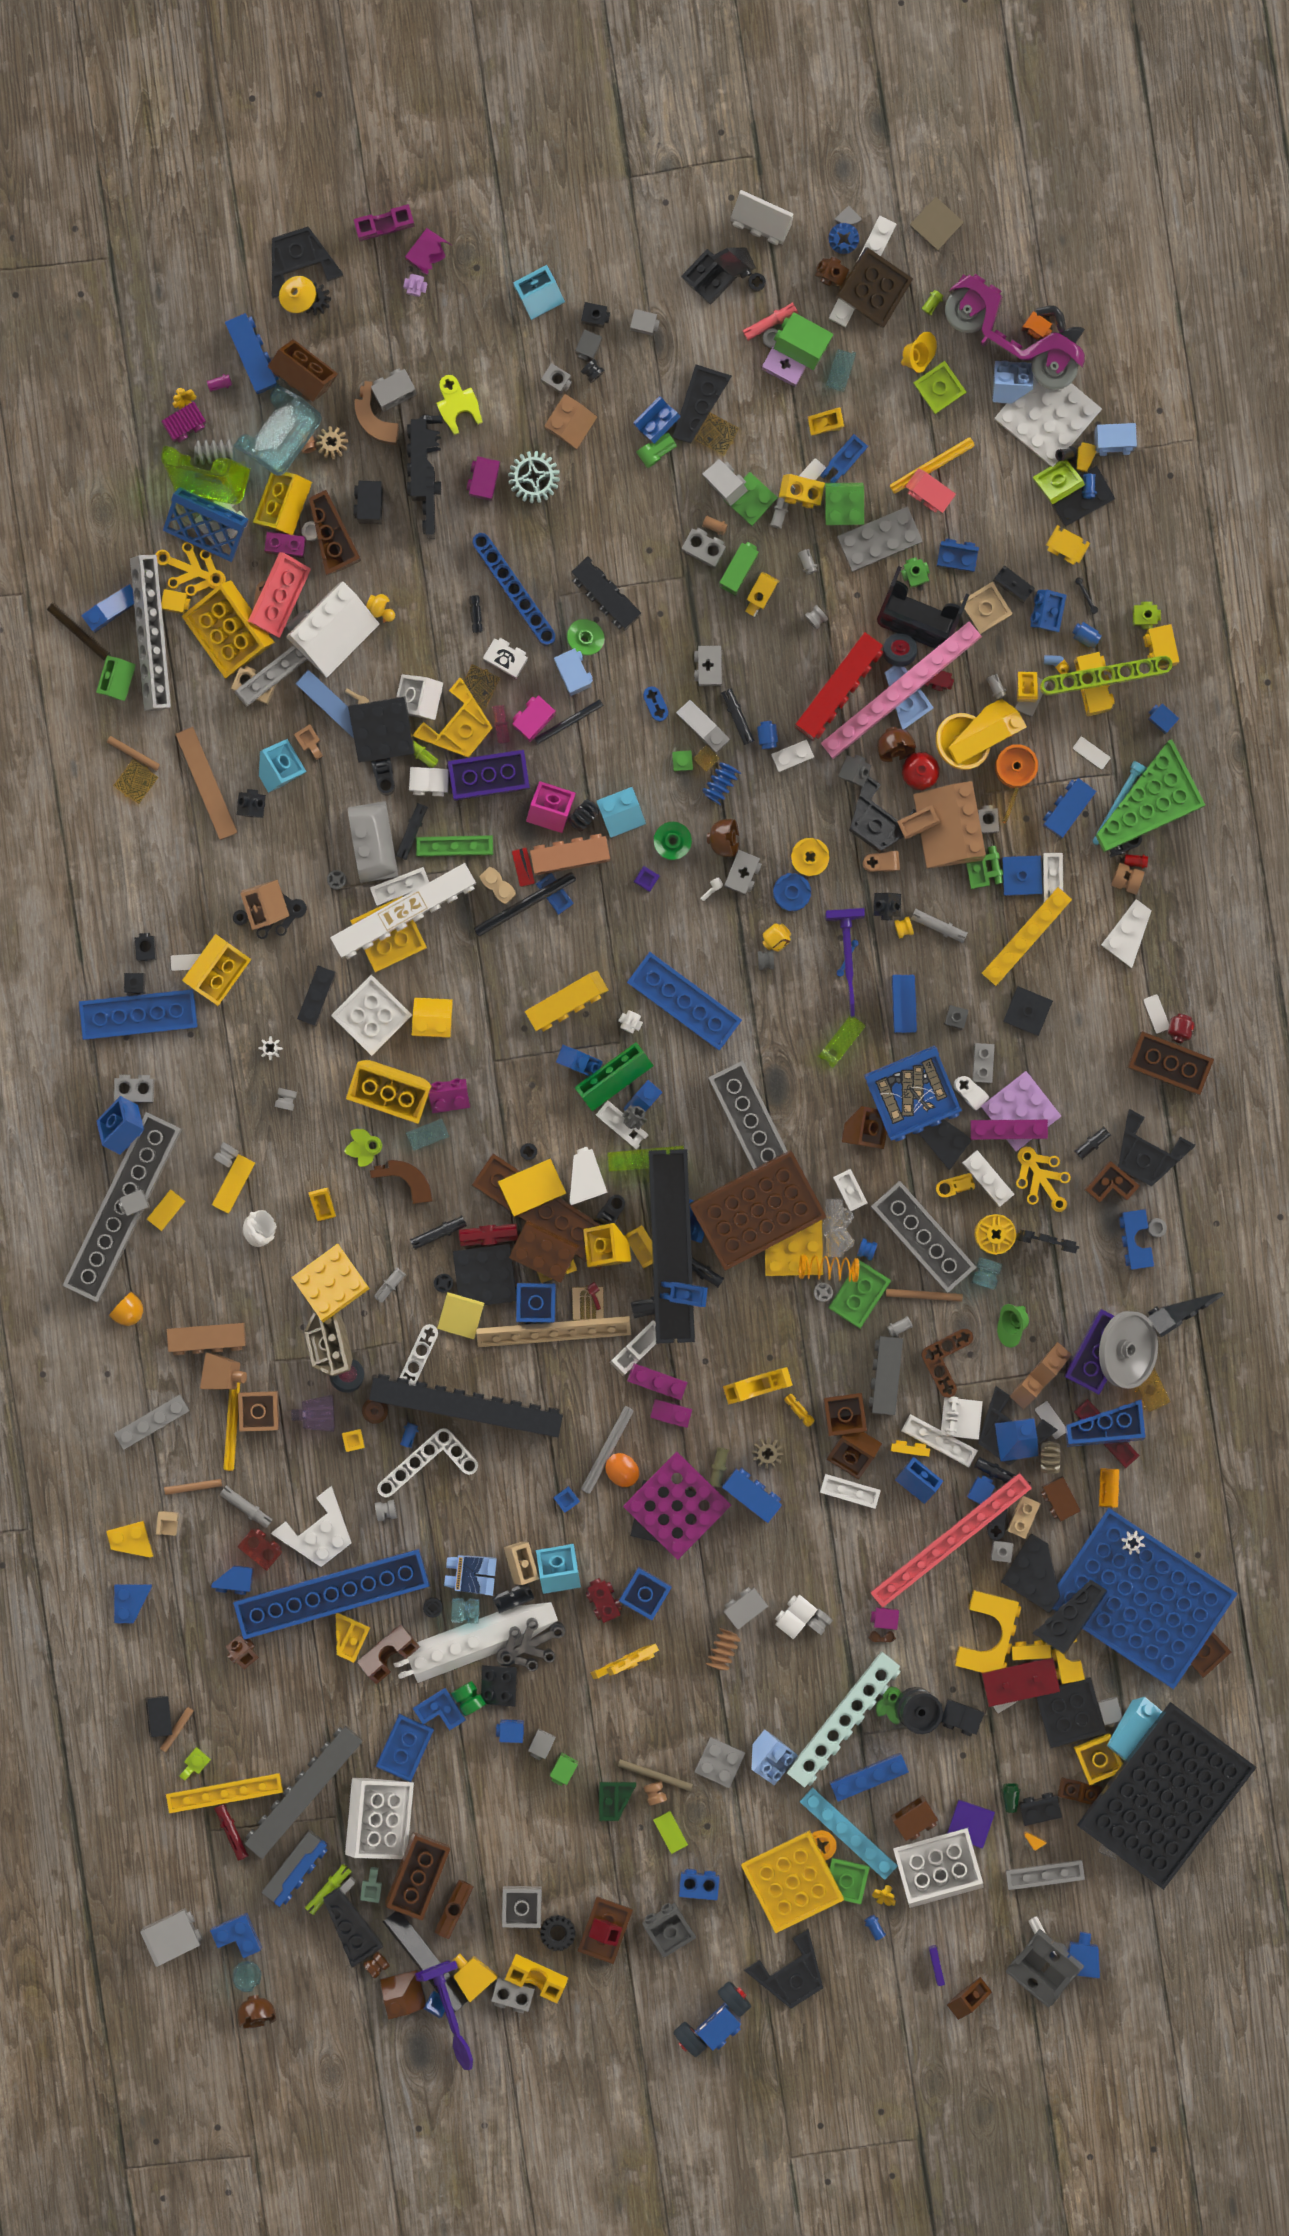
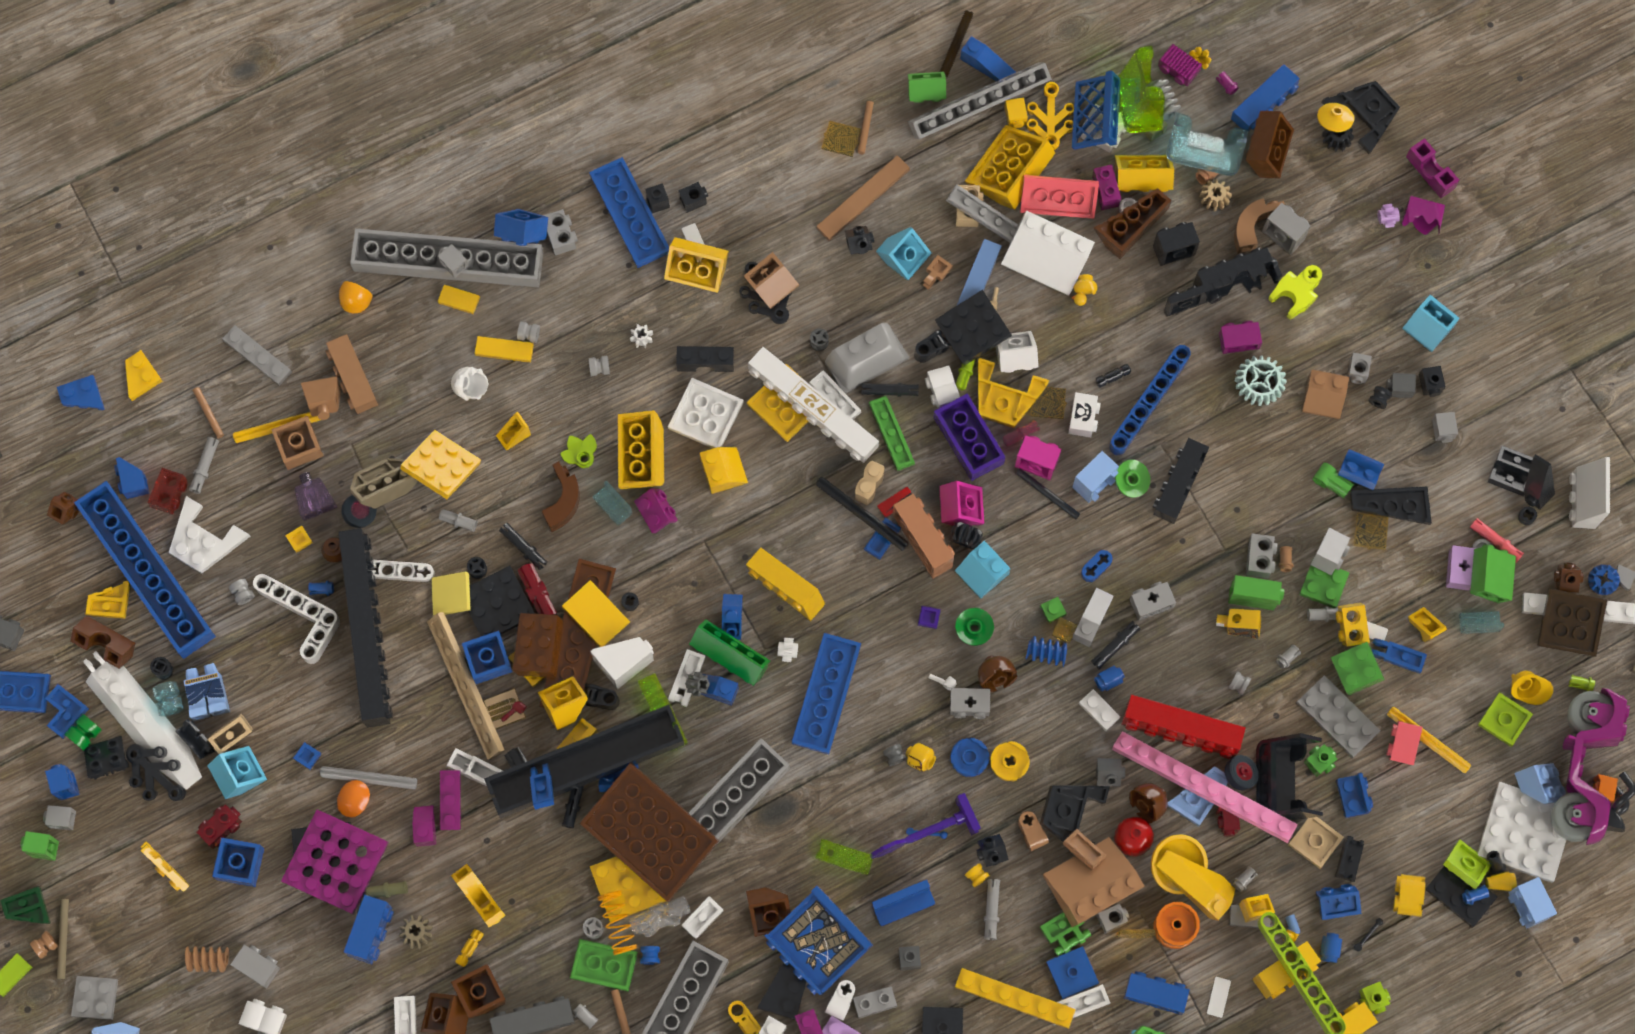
camera: 70 degrees right, 15 degrees down
(167, 1523) = (165, 400): tan panel -> none

